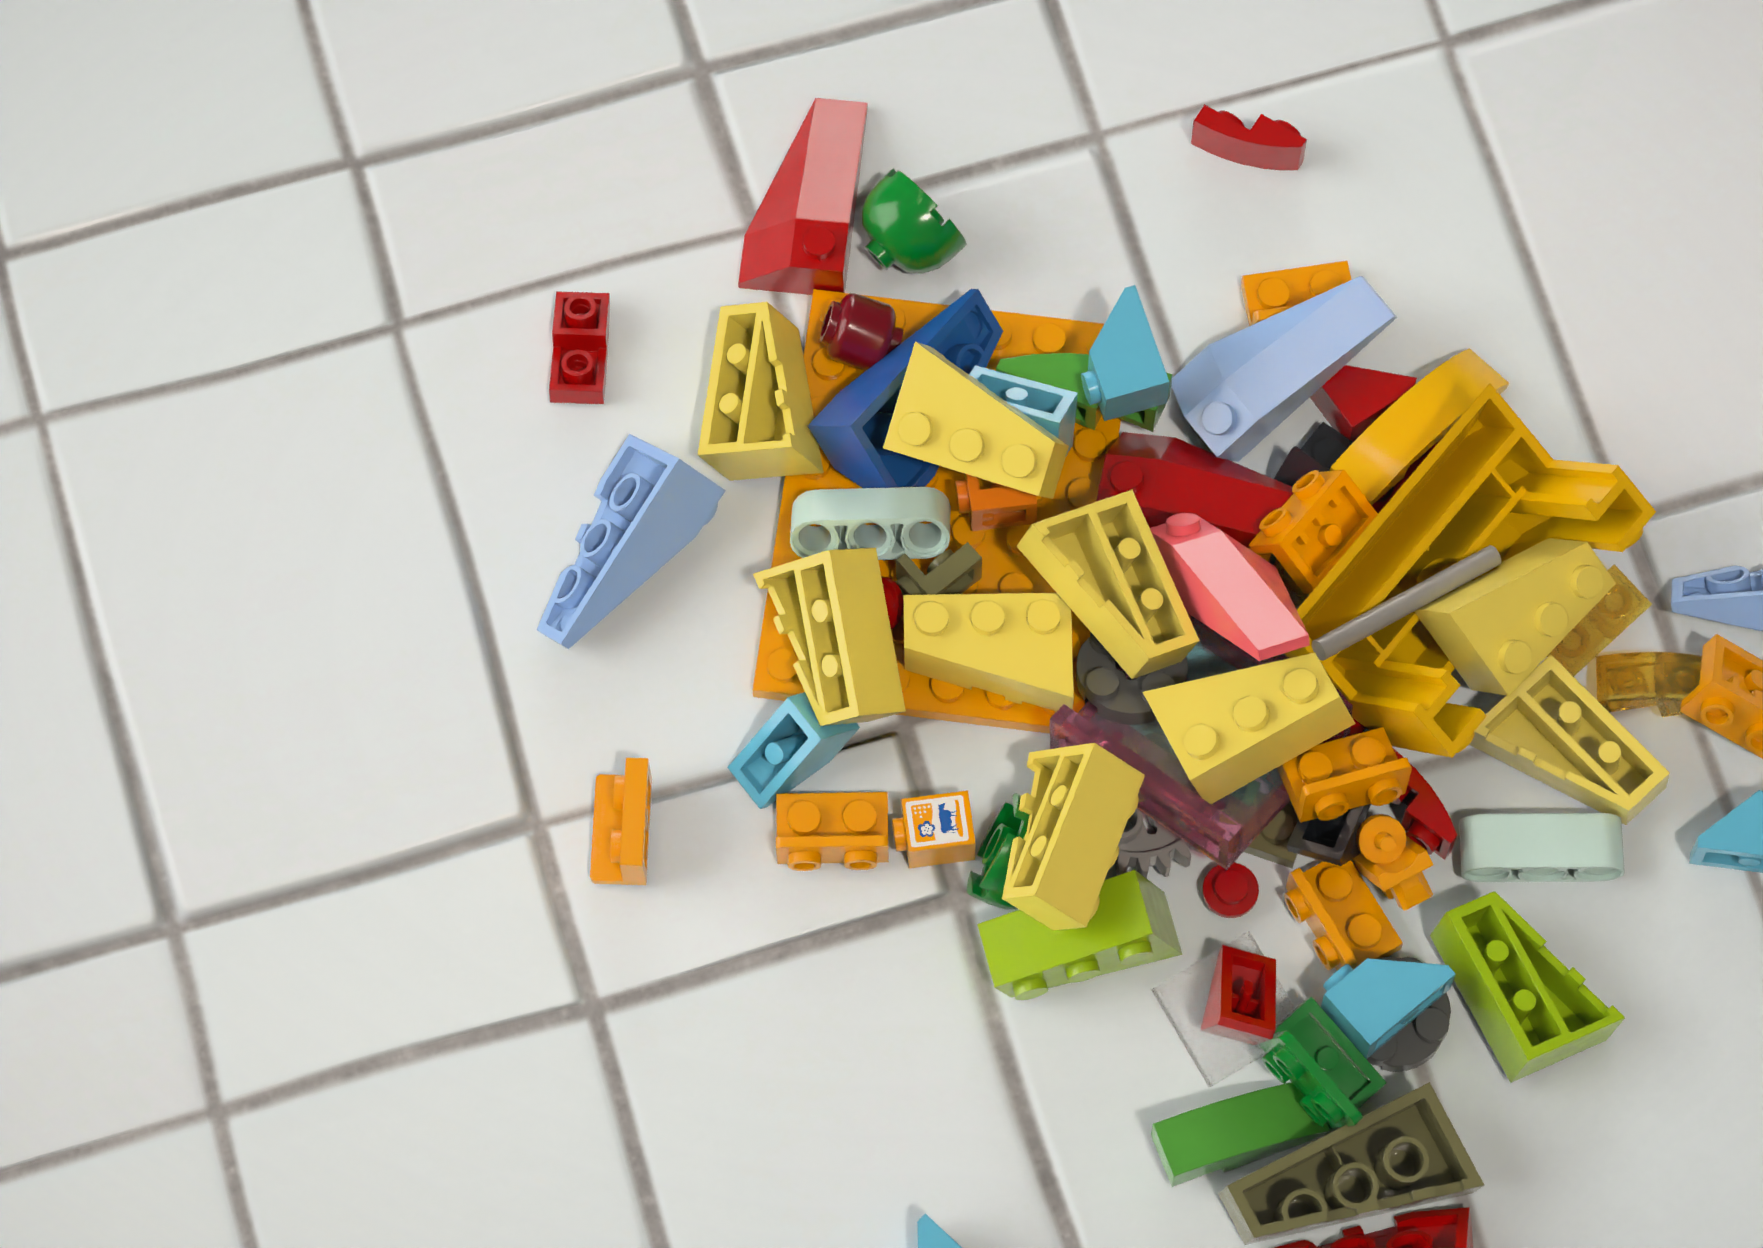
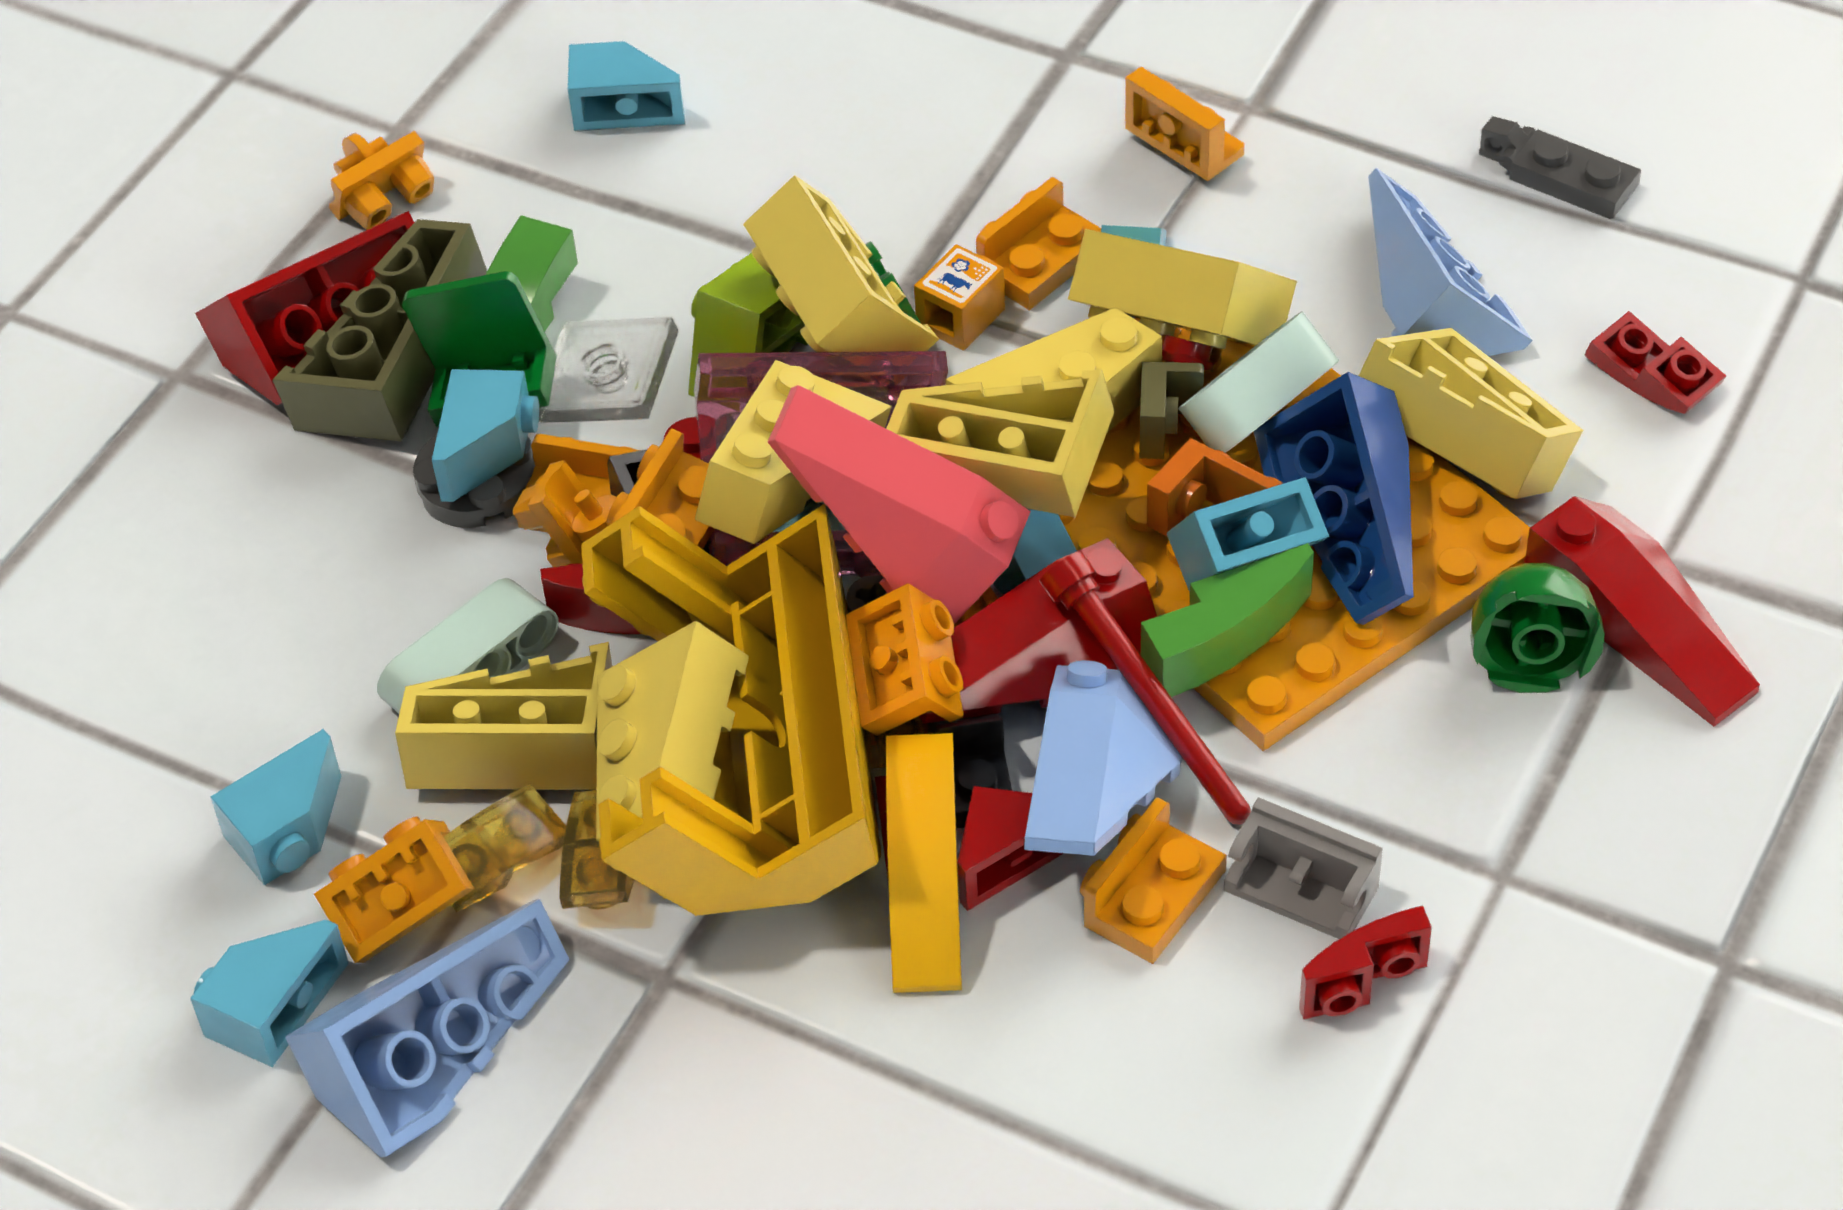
camera: 135 degrees right, 20 degrees down
(421, 549) = (1559, 167): none -> dark grey hinge
(859, 331) = (1455, 503): dark red head -> none
(969, 429) = (1248, 435): light yellow wedge -> none
(1125, 362) = (1204, 608): medium azure slope -> none
(1171, 464) = (1074, 585): none -> red piece
(1211, 225) = (1303, 869): none -> light grey hinge
(1242, 997) = (587, 337): red slope -> none
(1406, 602) = (752, 642): light grey bar -> none
(1517, 989) = (378, 535): lime wedge -> none

